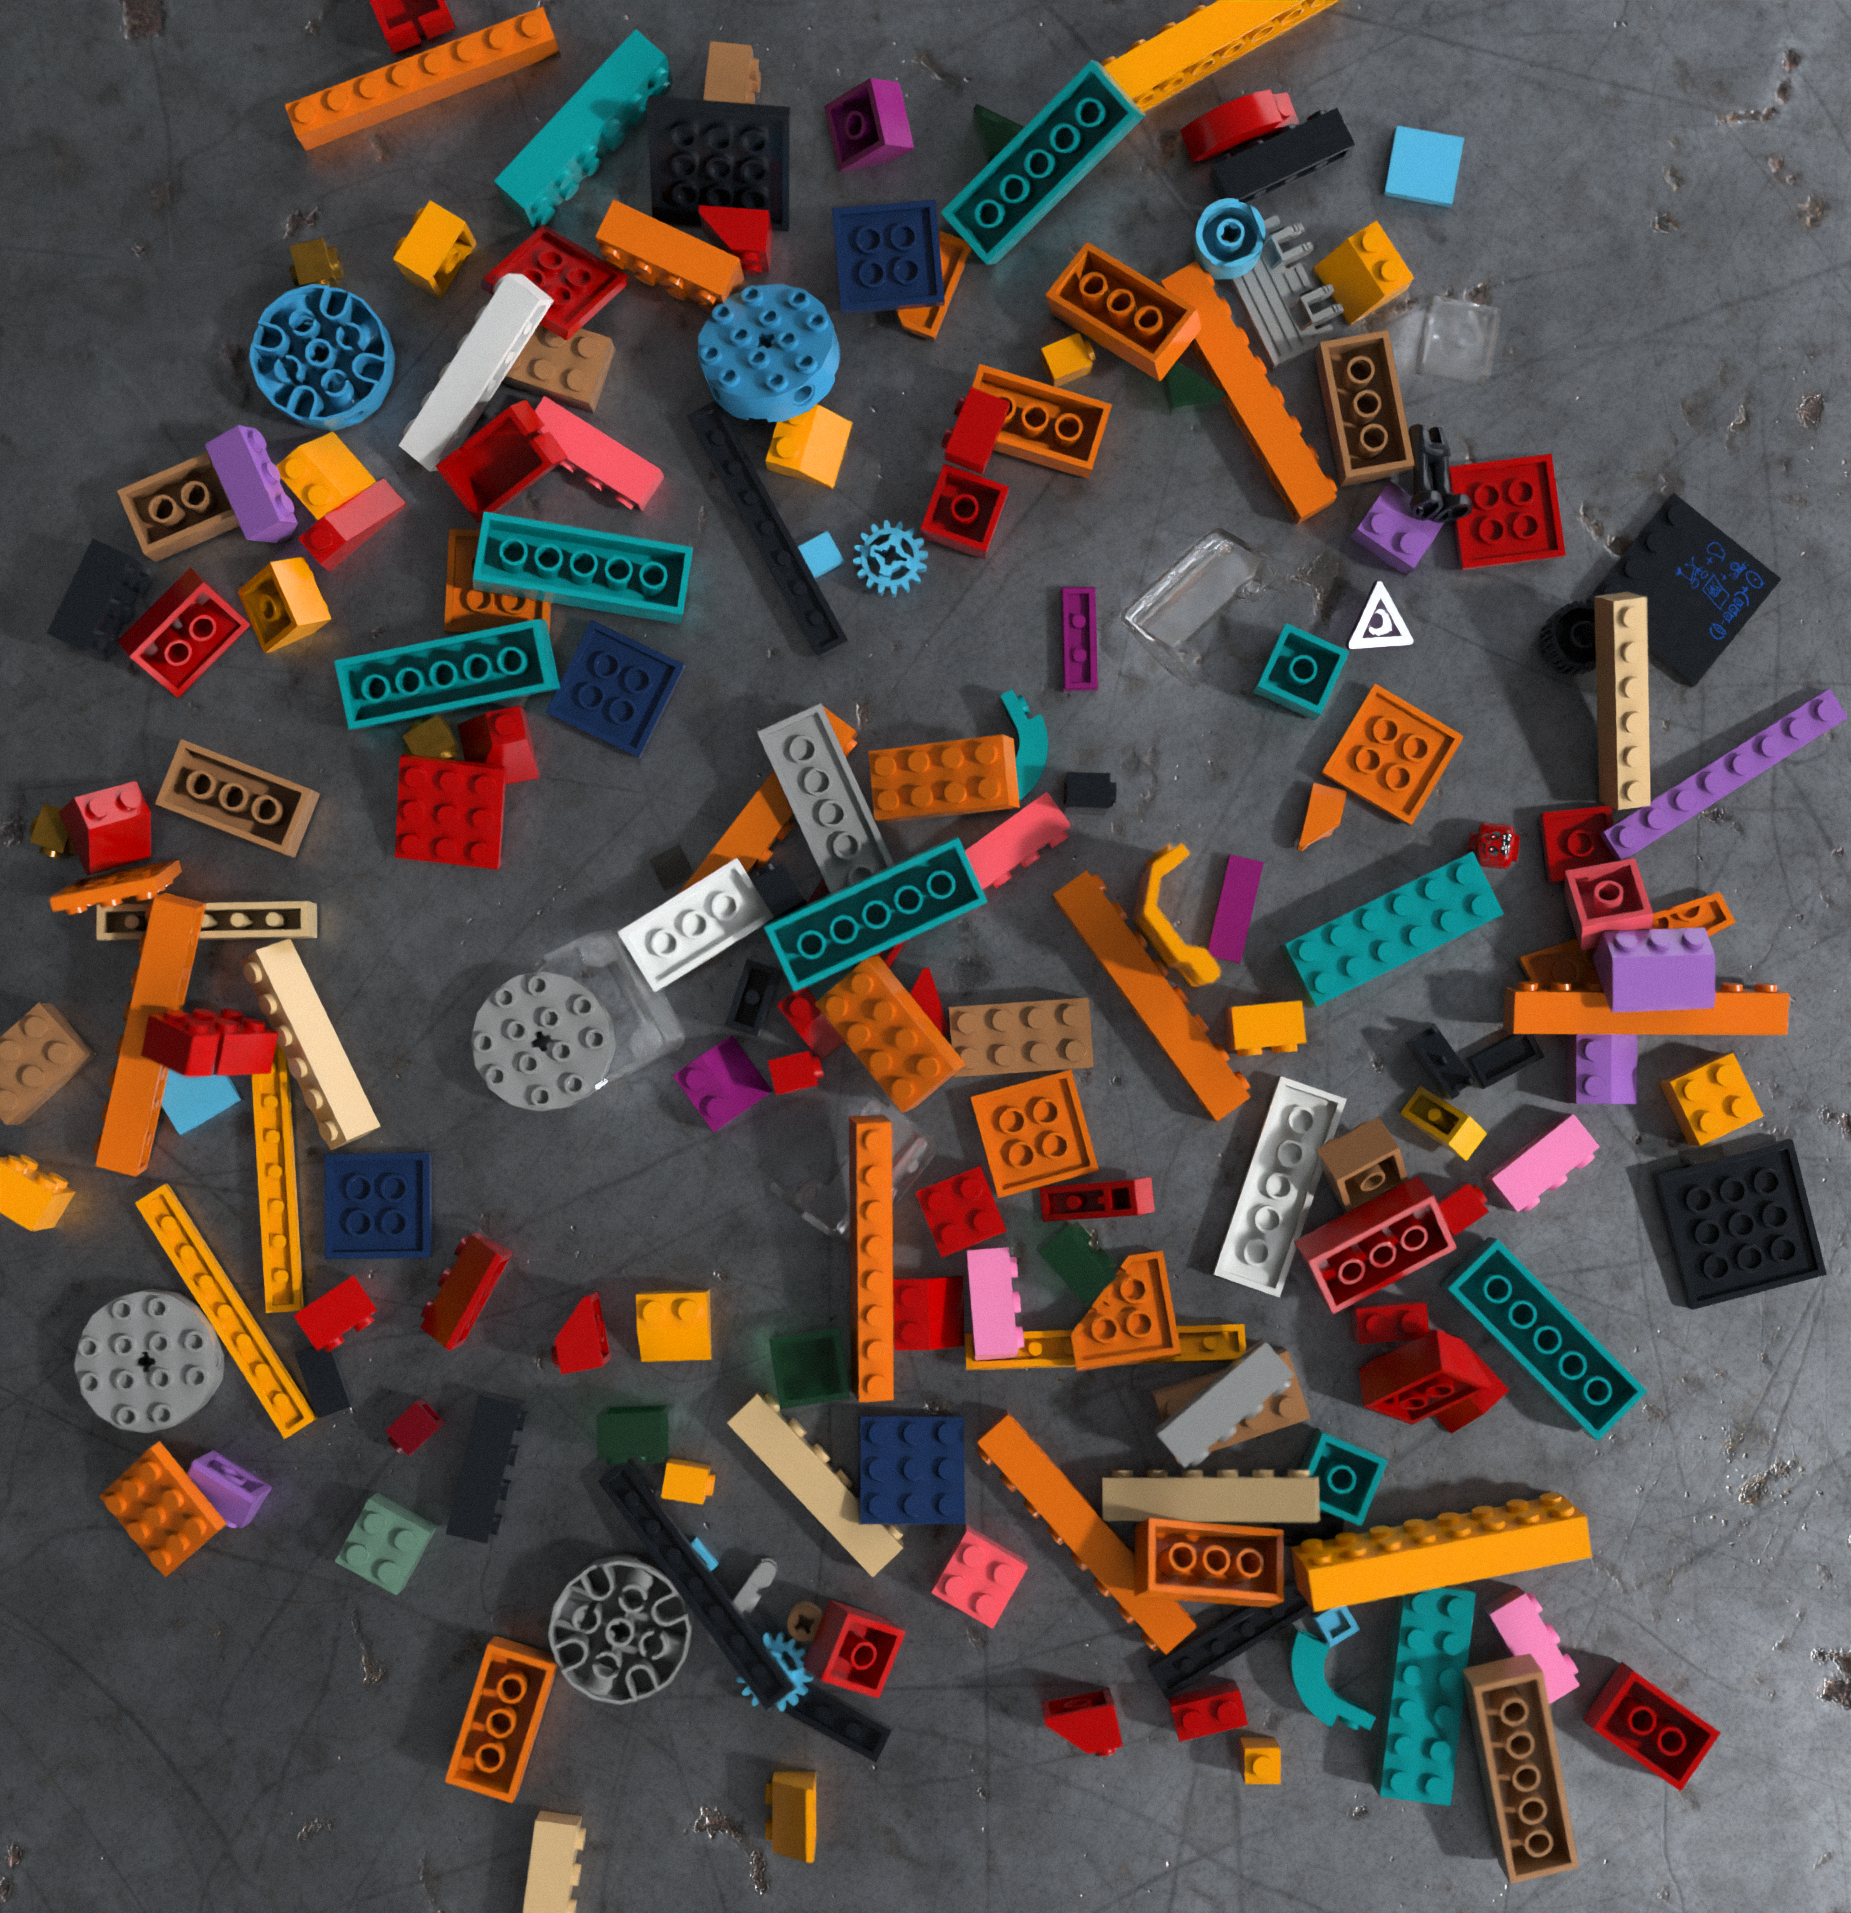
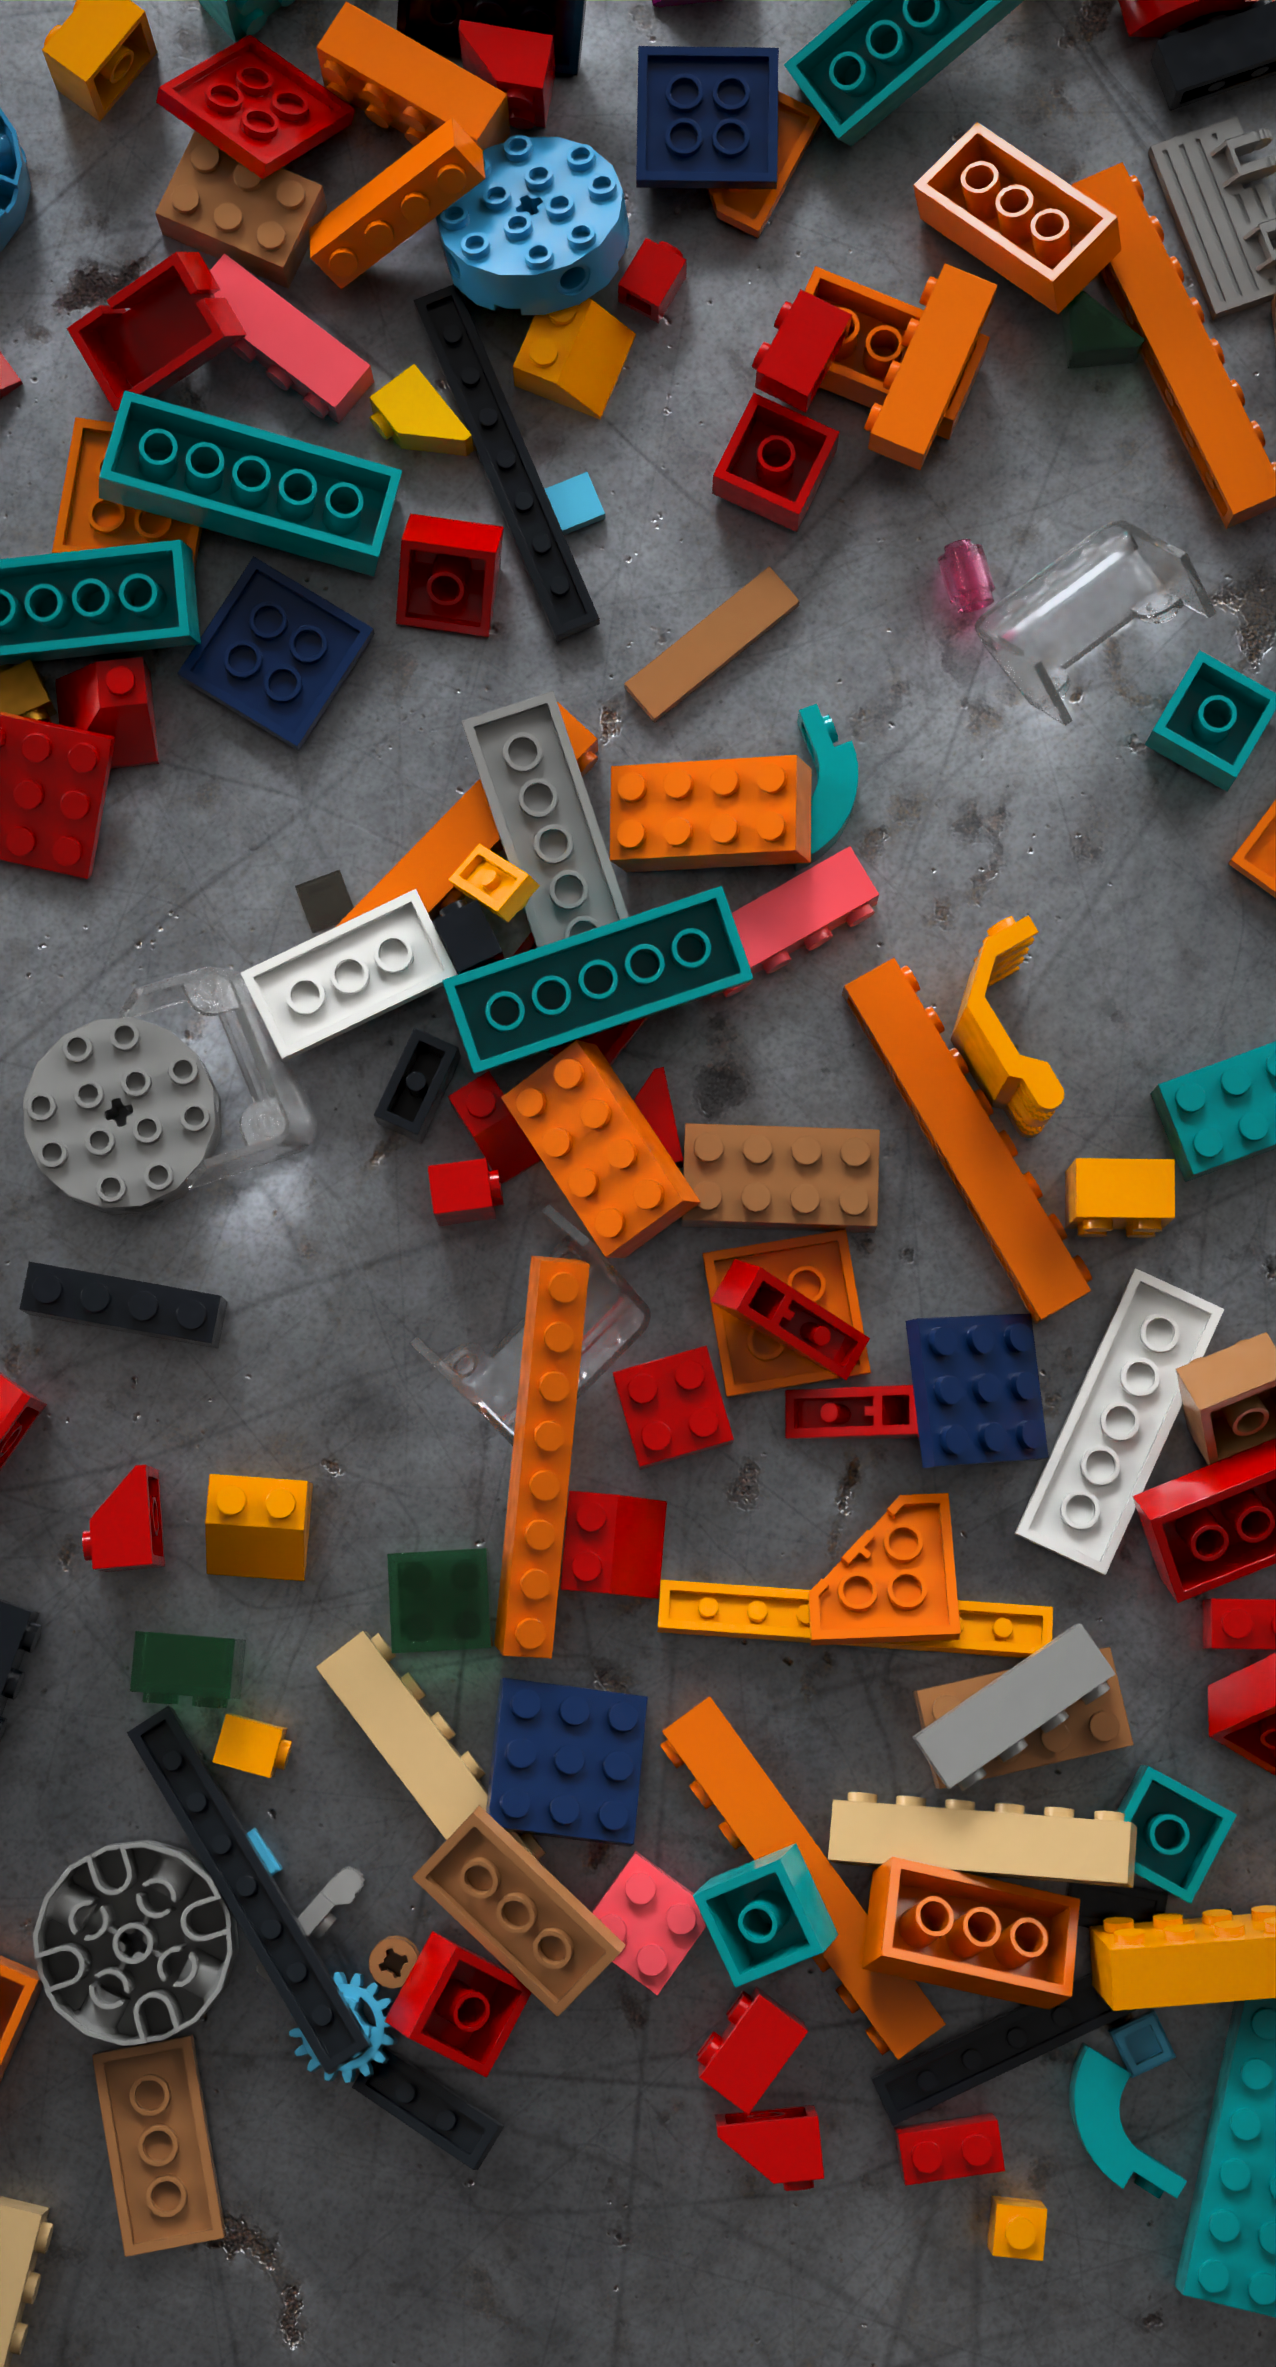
camera: 10 degrees right, 5 degrees down
(476, 370) = (136, 206): white brick -> none
(560, 1177) = (123, 1305): none -> black brick
(653, 1767) = (159, 2145): none -> medium nougat plate
(667, 347) = (396, 203): none -> orange brick
(699, 502) = (418, 416): none -> yellow slope
(722, 1083) = (362, 1200): magenta slope -> none
(735, 618) = (448, 574): none -> red slope
(793, 848) = (494, 882): none -> light orange plate
(793, 1814) = (348, 2233): light orange slope -> none
(860, 381) = (653, 279): none -> red brick
(889, 1582) = (518, 1911): none -> medium nougat plate
(905, 562) = (684, 525): medium azure gear -> none
(931, 649) = (711, 644): none -> medium nougat tile
(994, 1303) = (706, 1540): bright pink brick -> none
(1038, 1140) = (790, 1318): none -> red slope
(1061, 1658) = (750, 2049): none -> red brick
(1063, 1567) = (765, 1915): none -> teal brick
(1067, 359) = (920, 265): light orange brick -> none
(1072, 432) = (931, 366): none -> orange brick
(1077, 1262) = (828, 1491): clear green piece -> none
(1079, 639) = (914, 651): magenta tile -> none
(1088, 793) = (907, 854): black brick -> none
(1111, 580) = (966, 576): none -> clear pink brick
(1176, 1177) = (976, 1390): none -> dark blue plate
(1234, 908) = (1094, 1033): magenta tile -> none
(1240, 223) = (1192, 130): medium azure brick -> none
(1322, 814) = (1225, 918): orange slope -> none

